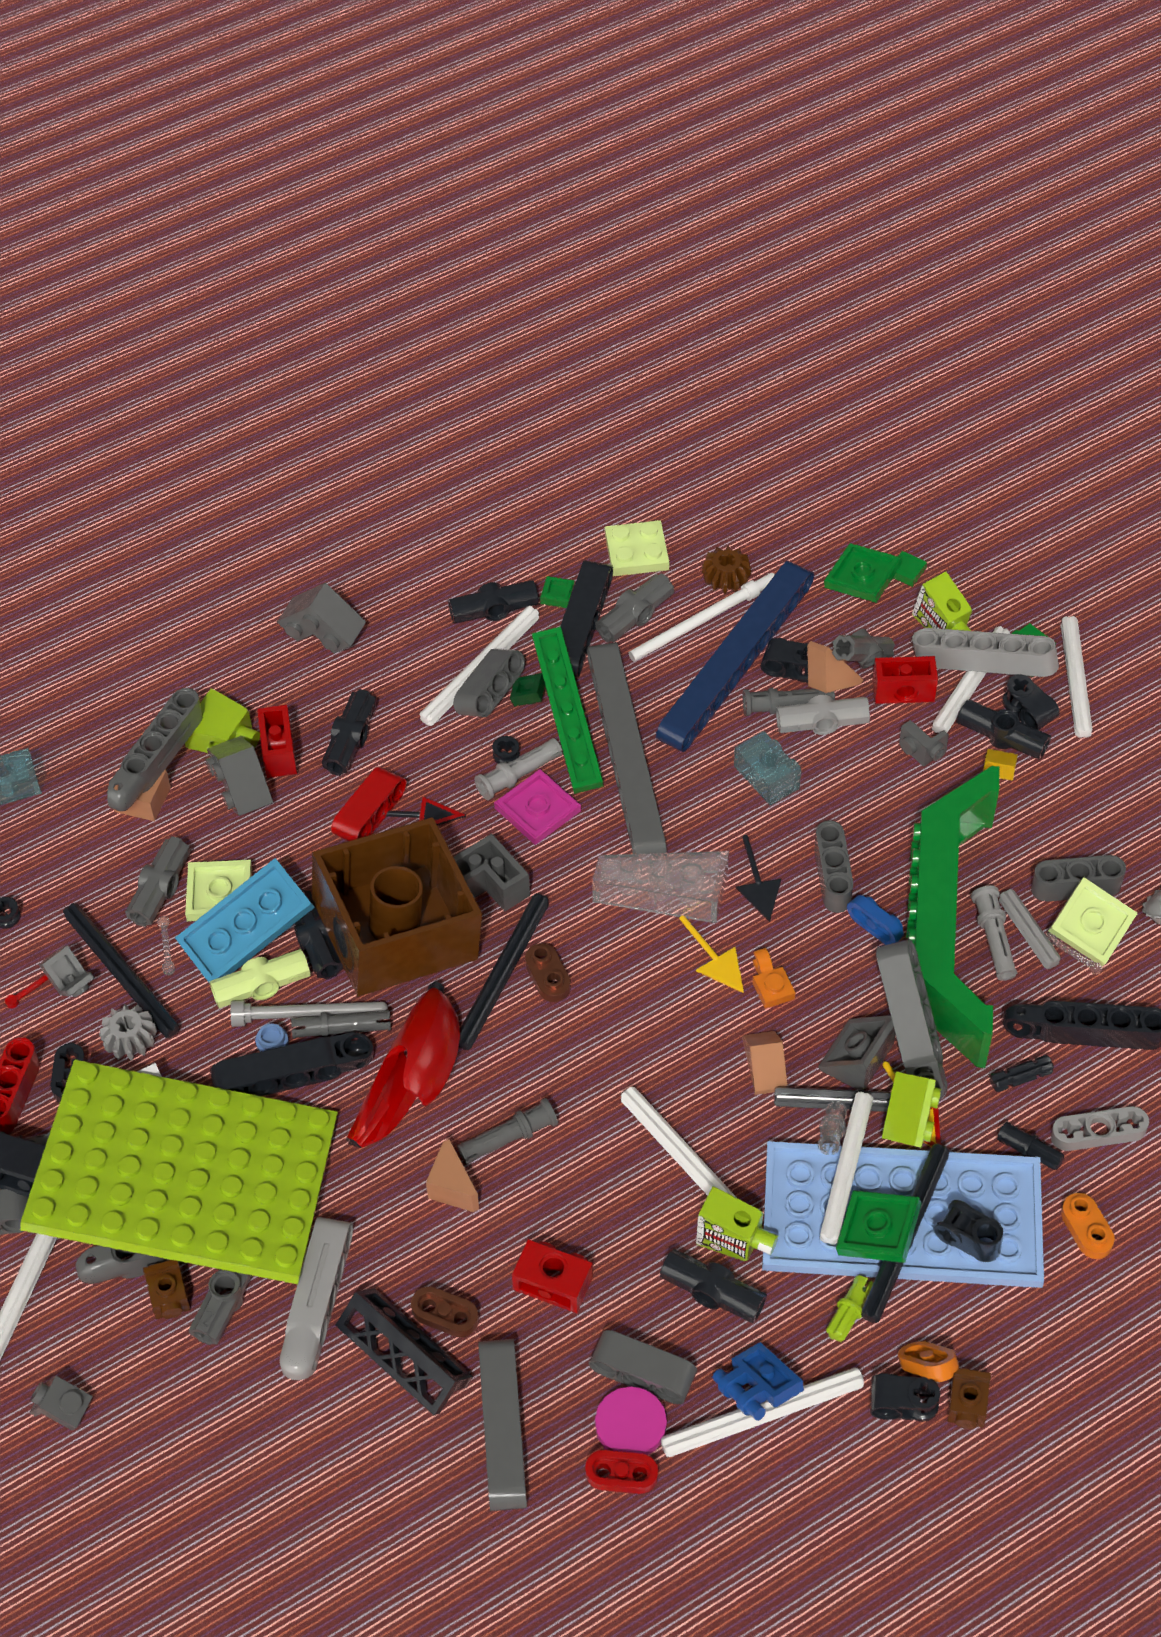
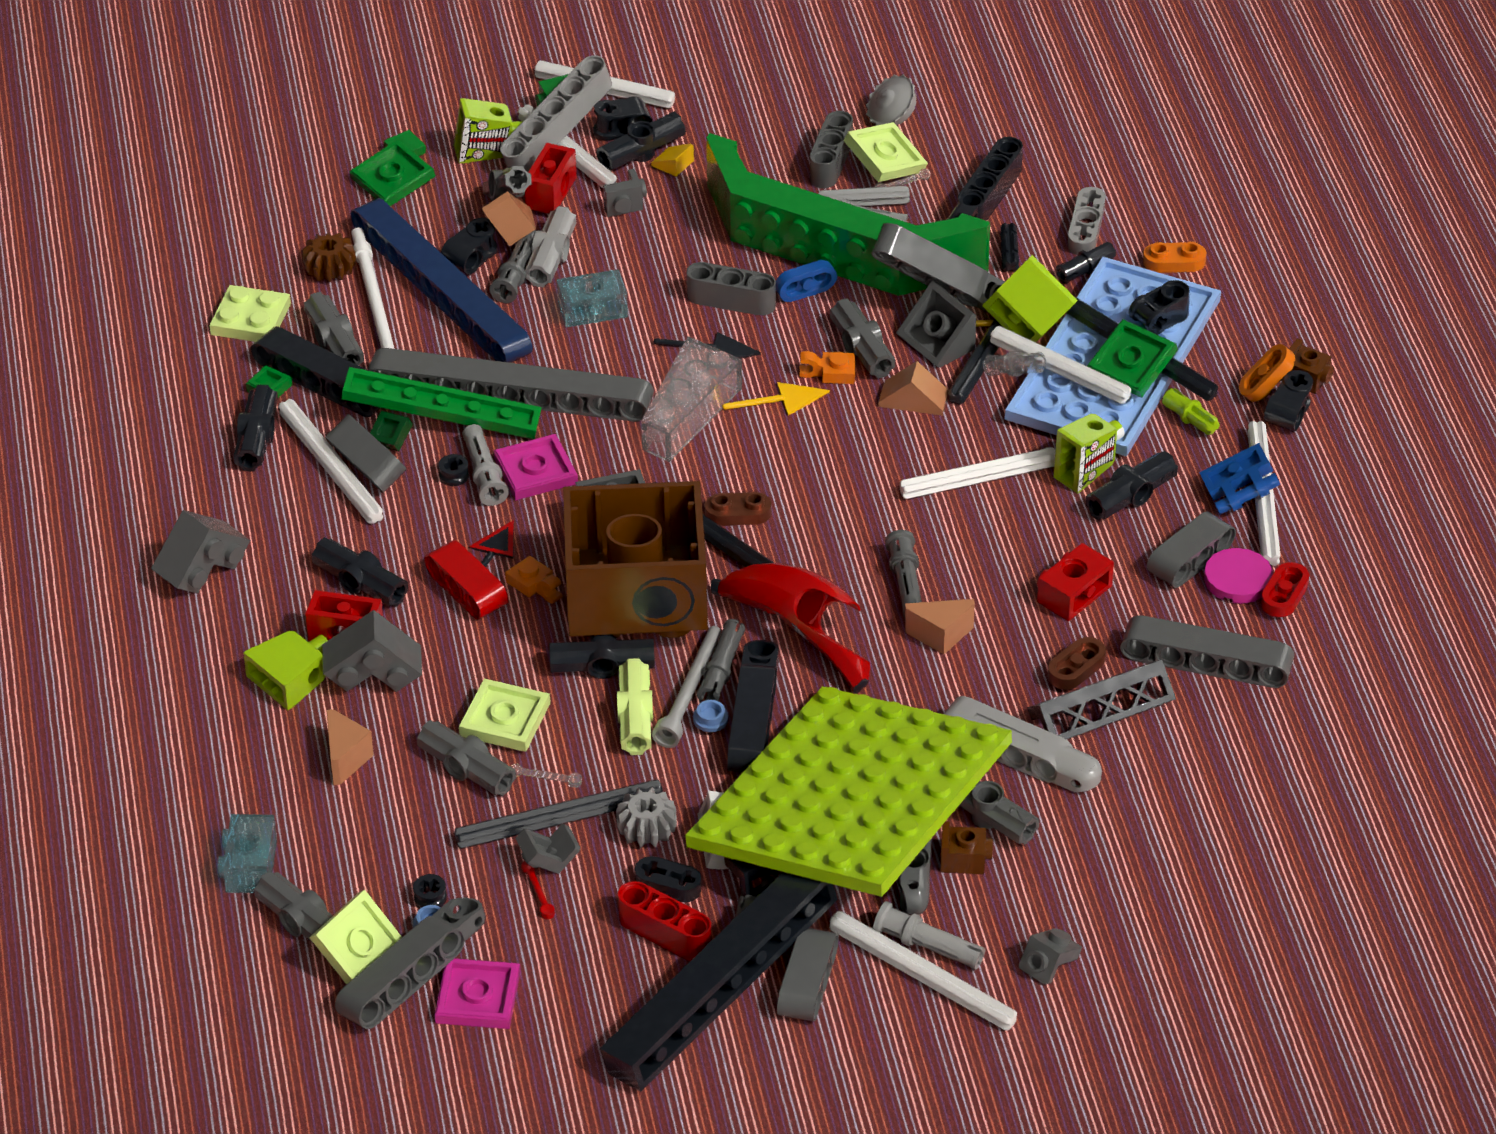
camera: 70 degrees left, 10 degrees down
(55, 1280) = (914, 931): none -> light grey pin
(155, 749) = (312, 700): dark grey piece -> none
(244, 922) = (569, 692): dark azure plate -> none
(817, 992) = (862, 338): none -> dark grey piece

